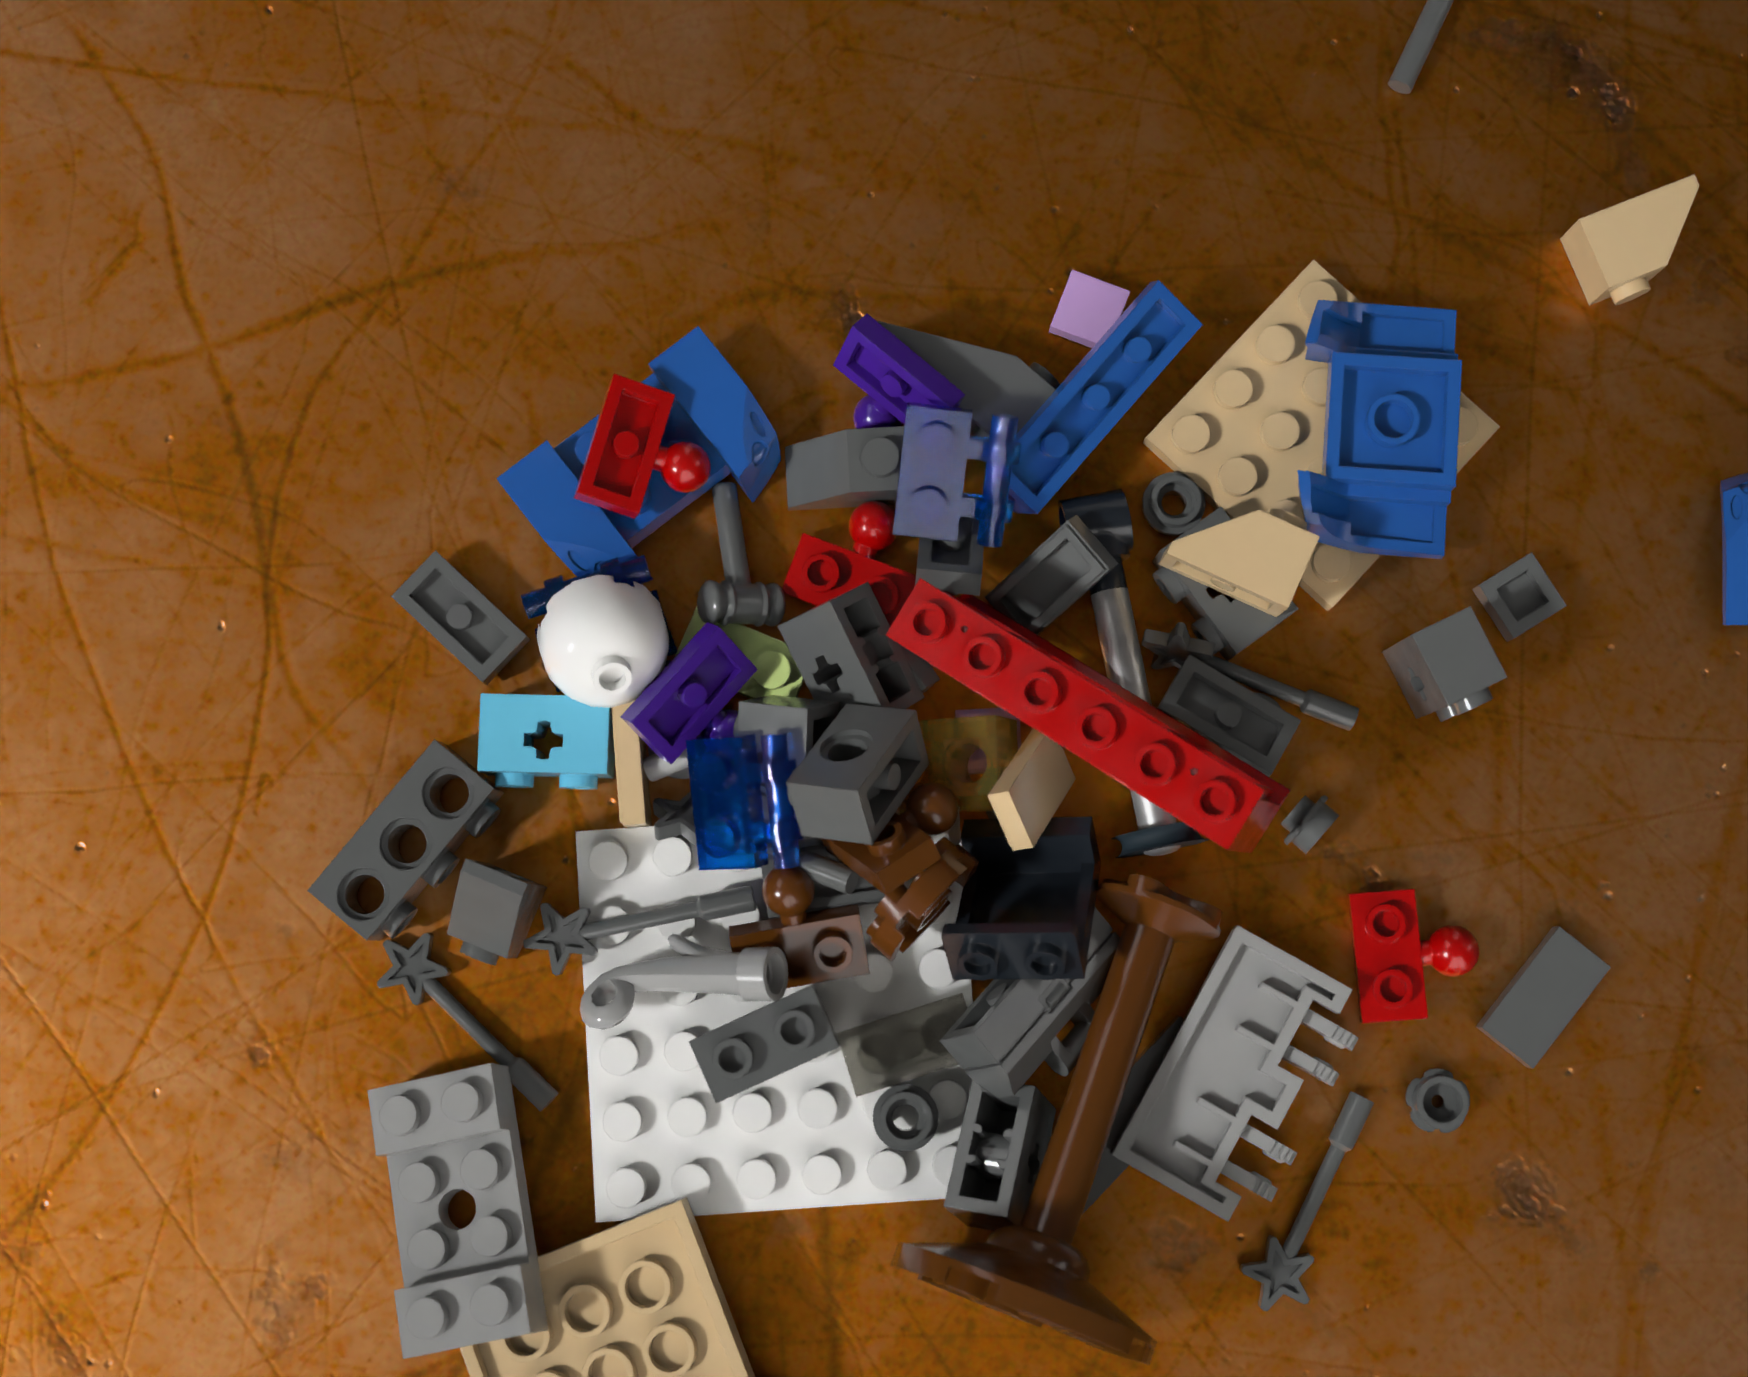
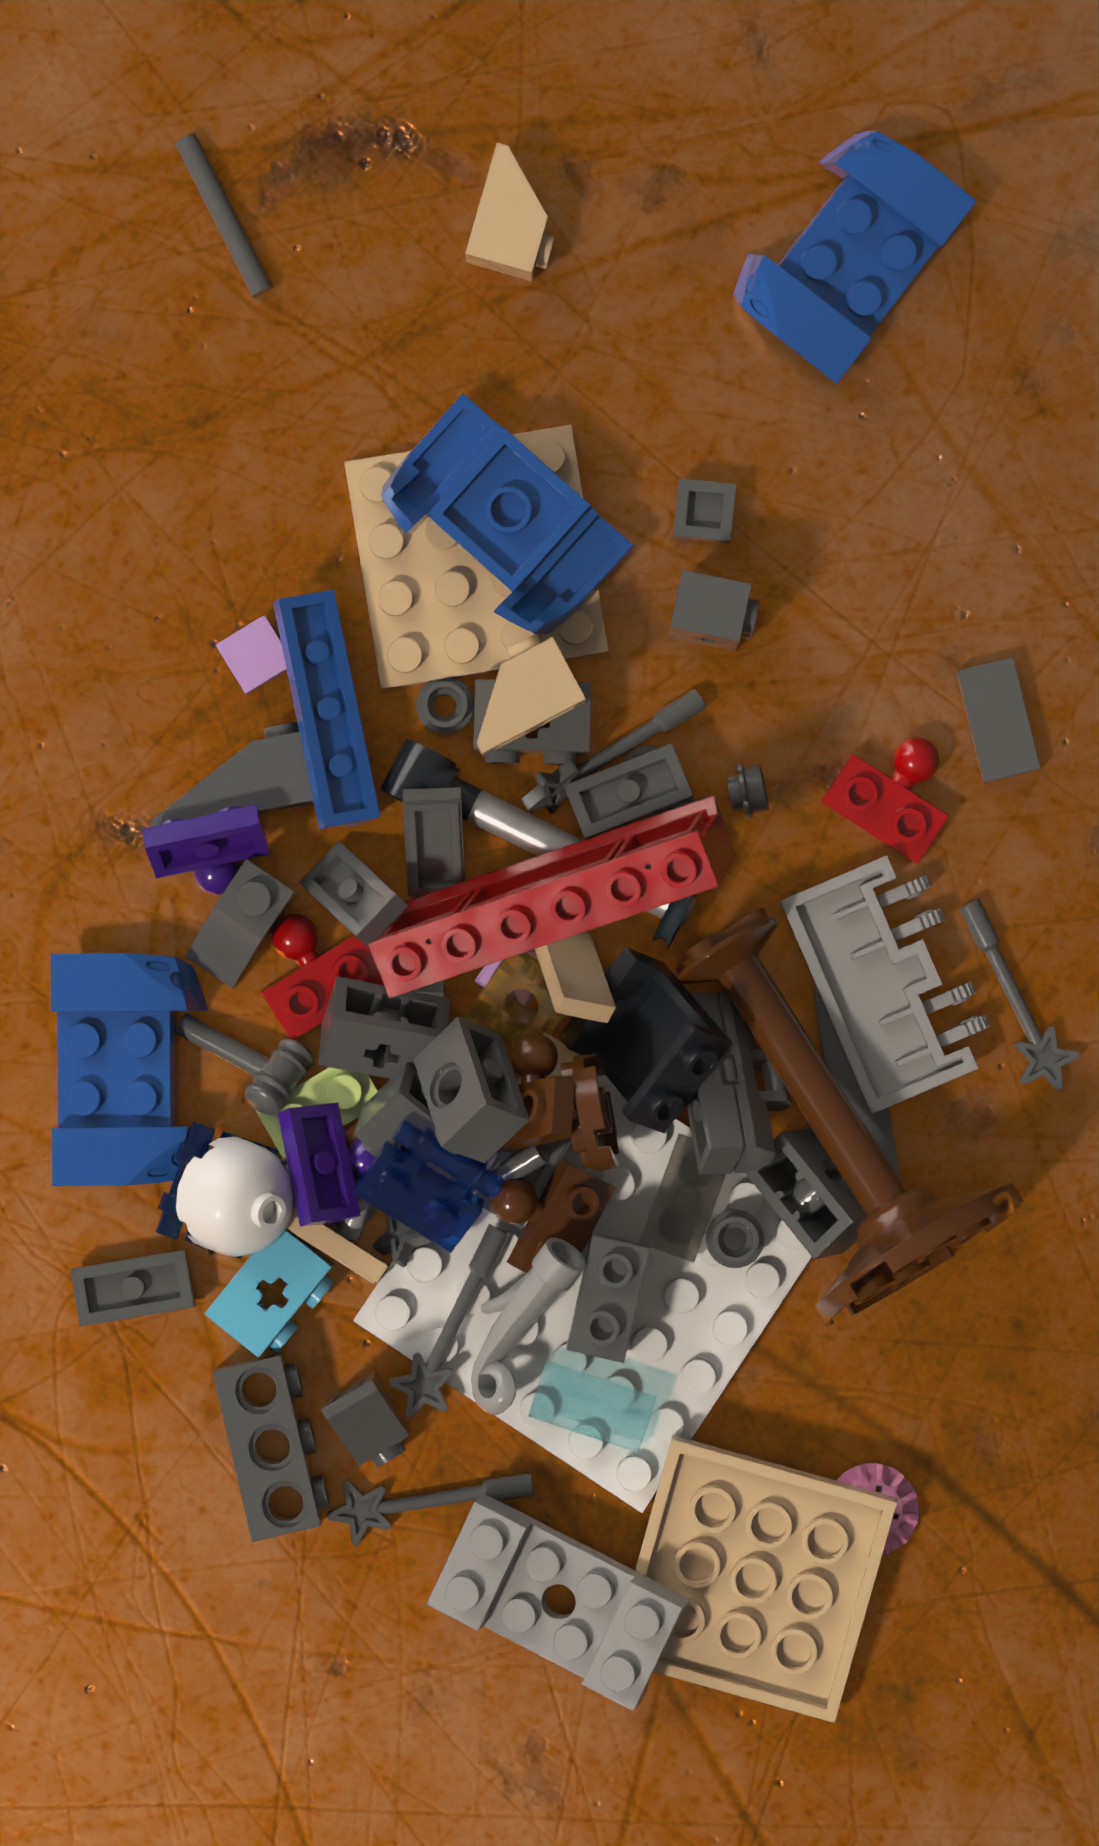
camera: 55 degrees left, 5 degrees up
(629, 447) = (108, 1074): red plate -> none
(657, 1104) = (592, 1406): none -> clear light blue tile
(934, 474) = (298, 873): clear blue plate -> none
(1454, 1106) = (1027, 853): dark grey plate -> none

